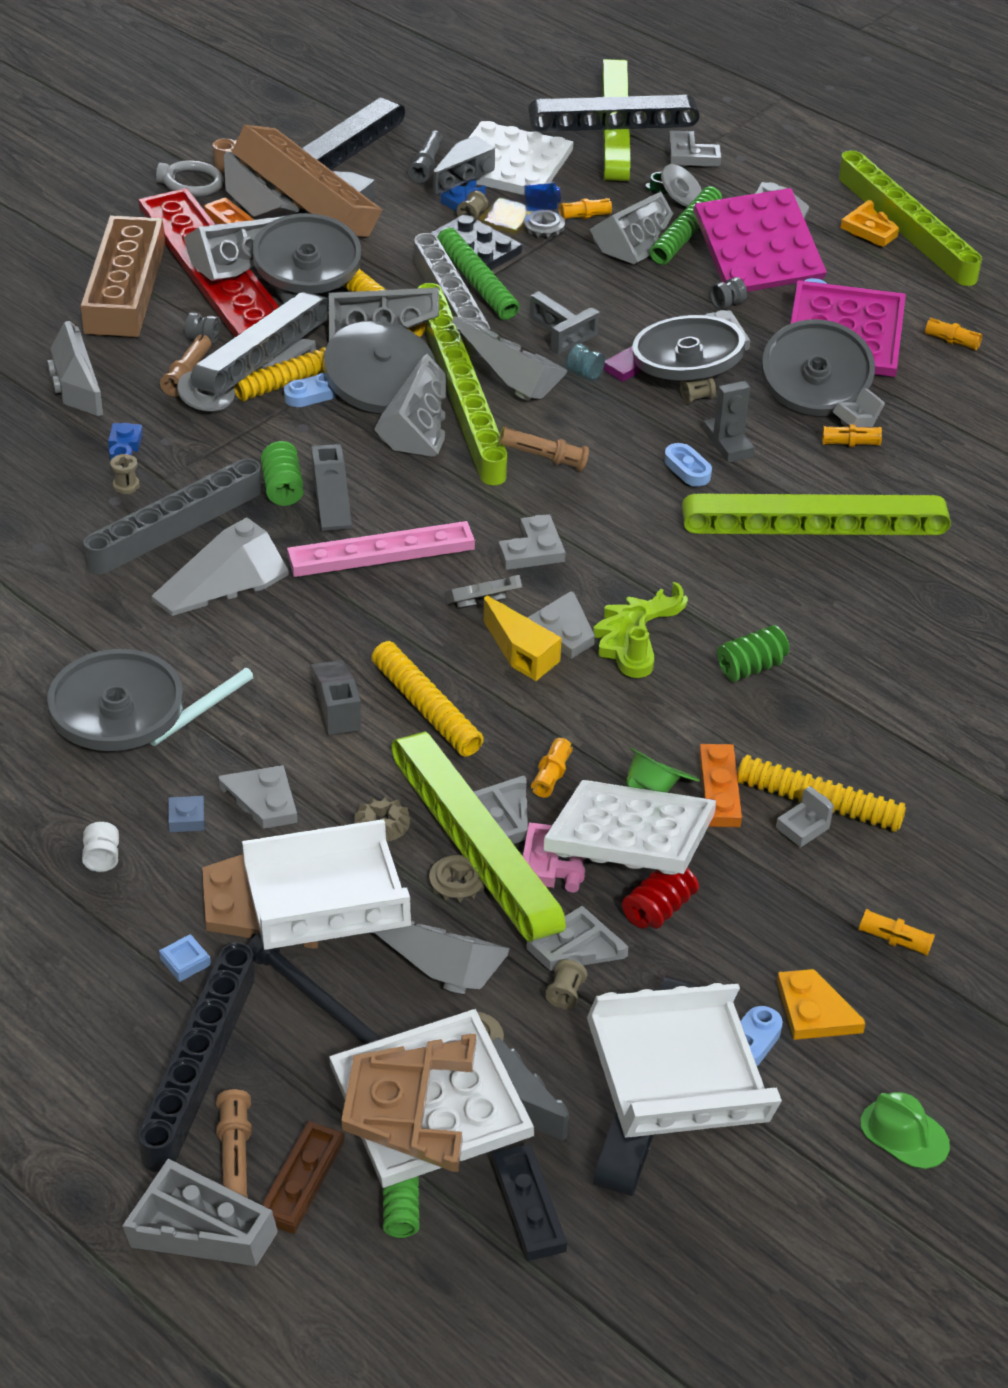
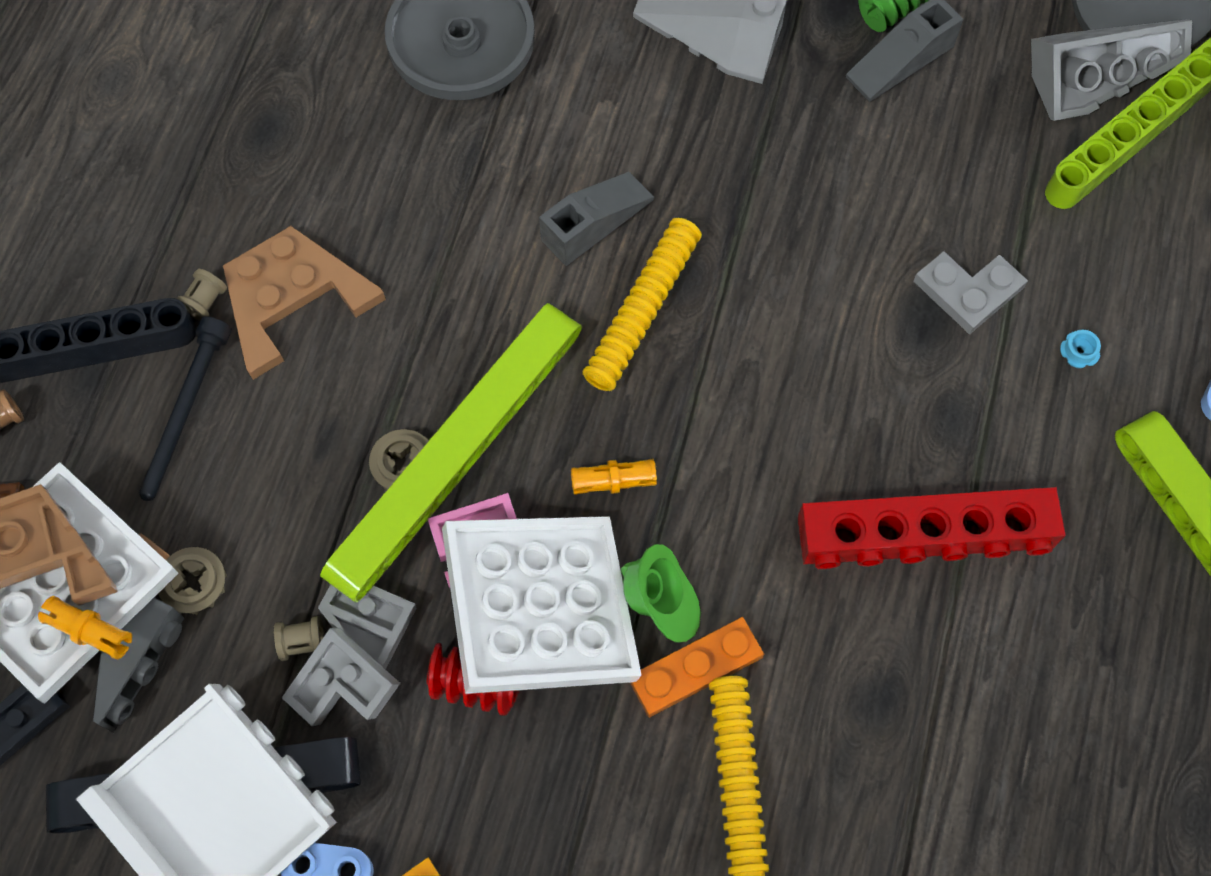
camera: 65 degrees right, 25 degrees up
(100, 846) = (277, 125): white wheel -> none
(184, 957) = (175, 272): light blue tile -> none
(186, 814) = (360, 175): sand blue plate -> none
(208, 701) = (525, 112): light aqua bar -> none
(215, 942) = (202, 293): none -> dark tan bush
(263, 795) = (422, 227): light grey wing -> none
(324, 884) = (288, 347): white panel -> none
(380, 548) = (852, 146): bright pink plate -> none
(397, 821) = (459, 362): dark tan gear -> none
(448, 958) = (284, 495): light grey wedge -> none
(495, 589) = (843, 275): light grey wing -> none
(496, 1068) = (85, 627): none -> light orange pin
(508, 806) = (517, 458): light grey wing -> none
(523, 642) = (786, 355): yellow slope -> none
(556, 451) = (1135, 235): medium nougat pin -> none
(567, 621) = (855, 383): light grey wing -> none
(613, 954) = (337, 670): none -> light grey plate
(615, 513) = (1085, 340): none -> medium azure plate
(626, 634) = (883, 453): lime animal -> none
(694, 632) = (1034, 509): none -> red brick
(753, 653) = (926, 610): bright green piece -> none
(807, 818) = (682, 789): light grey bracket -> none

